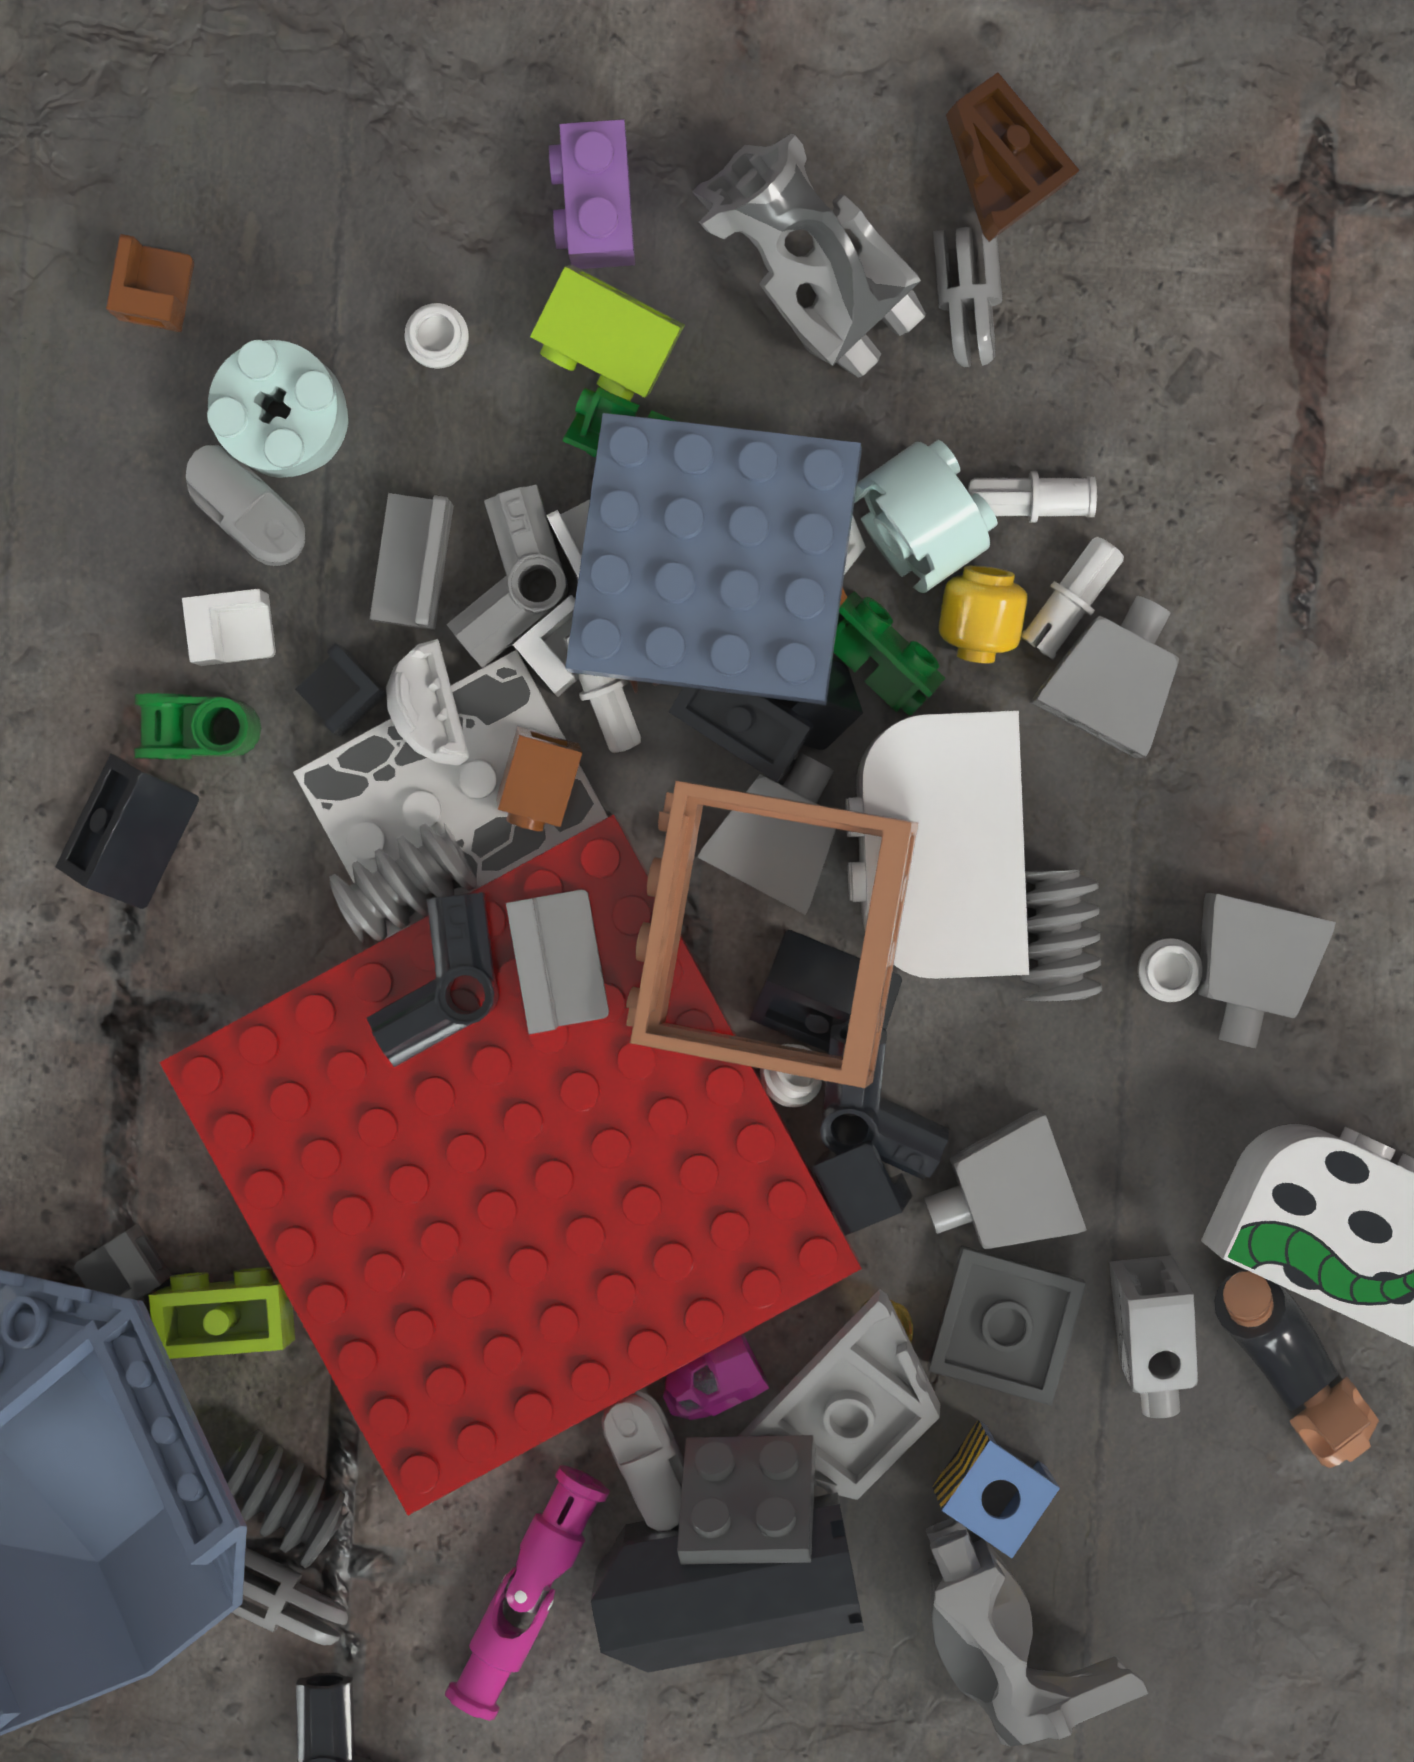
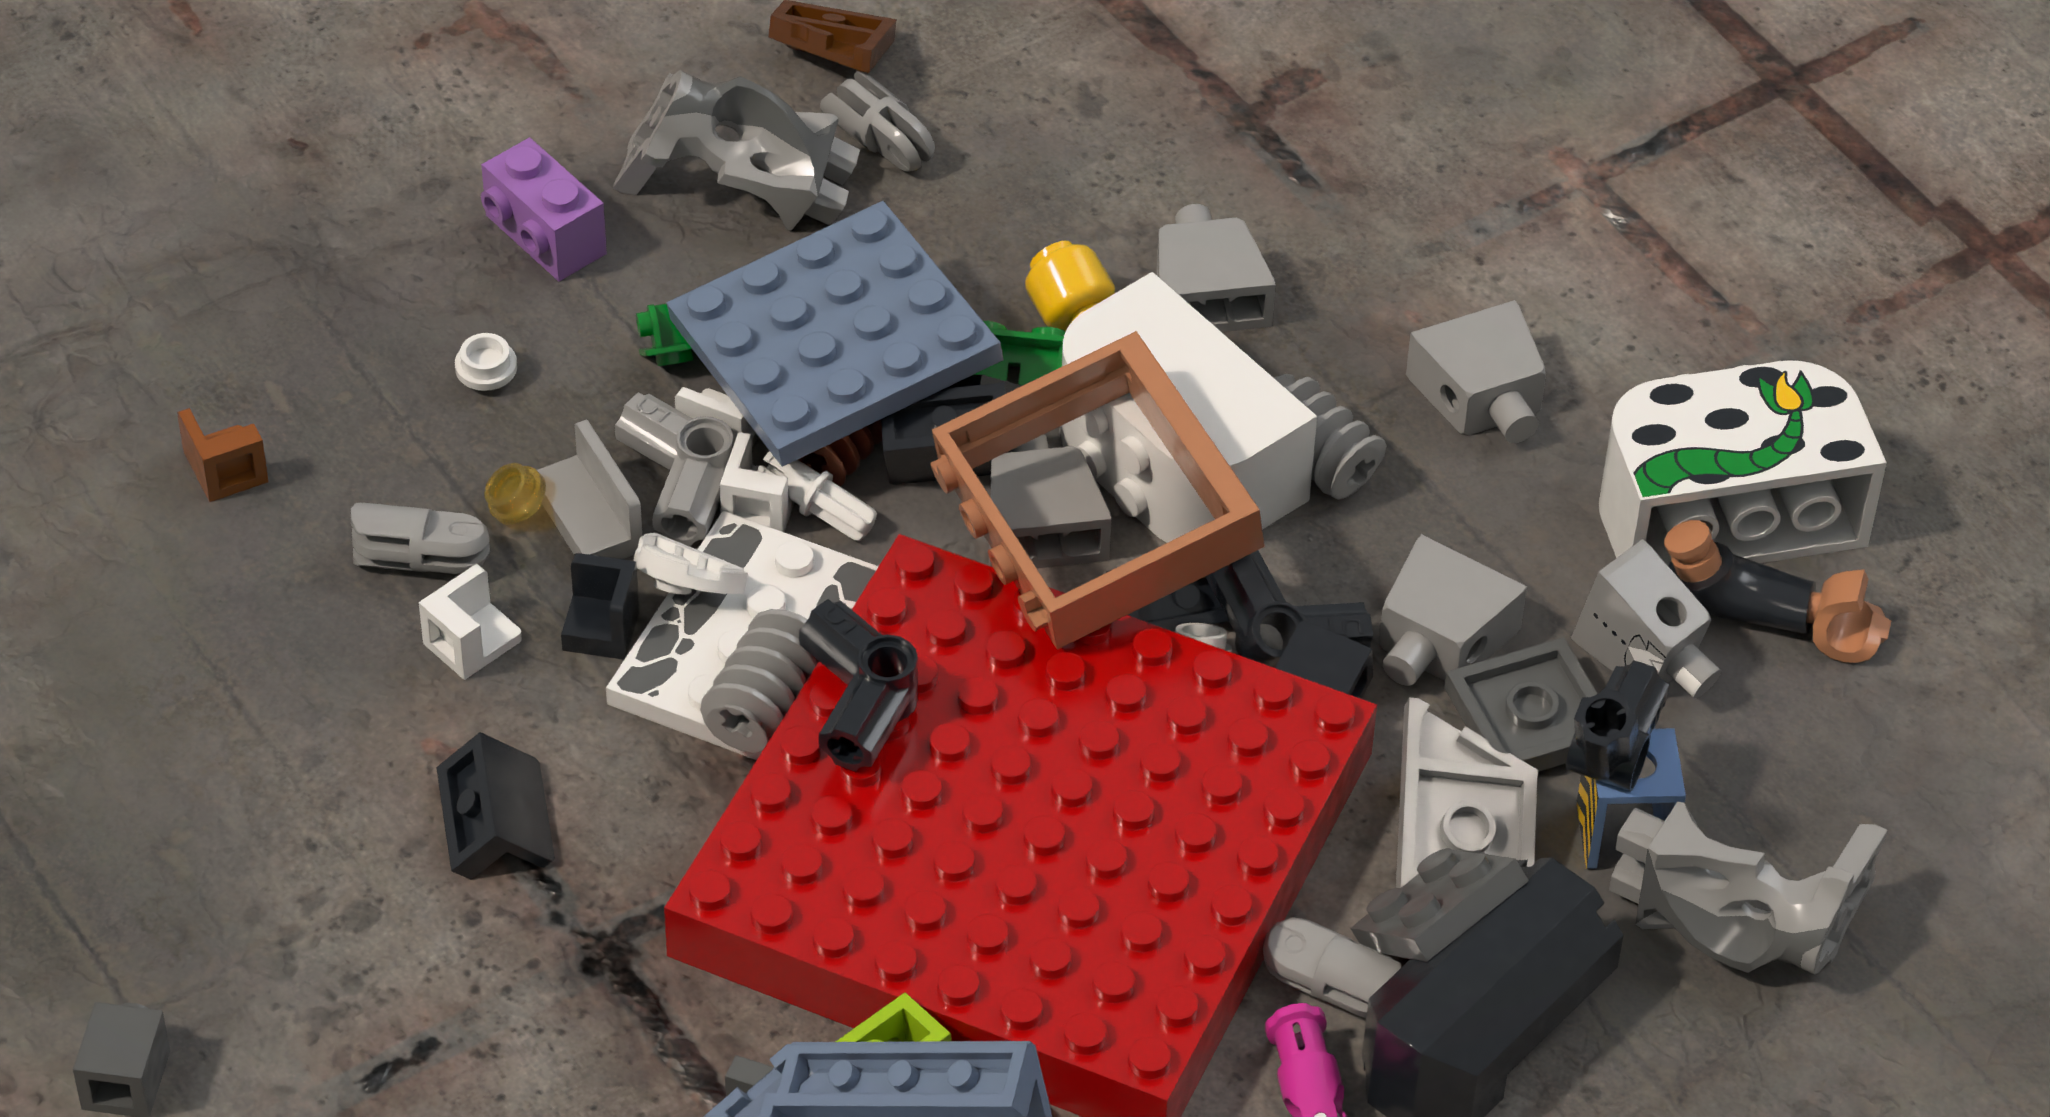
camera: 40 degrees left, 40 degrees down
(183, 727) = (498, 696): green piece -> none
(276, 373) = (396, 452): light aqua brick -> none
(358, 508) = (514, 493): none -> clear yellow plate
(538, 779) = (816, 548): dark orange brick -> none
(557, 960) = (942, 629): light grey panel -> none
(606, 332) = (620, 271): lime brick -> none
(715, 1381) = (1338, 877): magenta rock -> none
(925, 514) = (977, 236): light aqua brick -> none
(982, 1490) = (1617, 726): none -> black piece
(1038, 496) = (1041, 211): white axle -> none
(1073, 596) = (1128, 244): white axle -> none
(1170, 970) = (1426, 421): white plate -> none

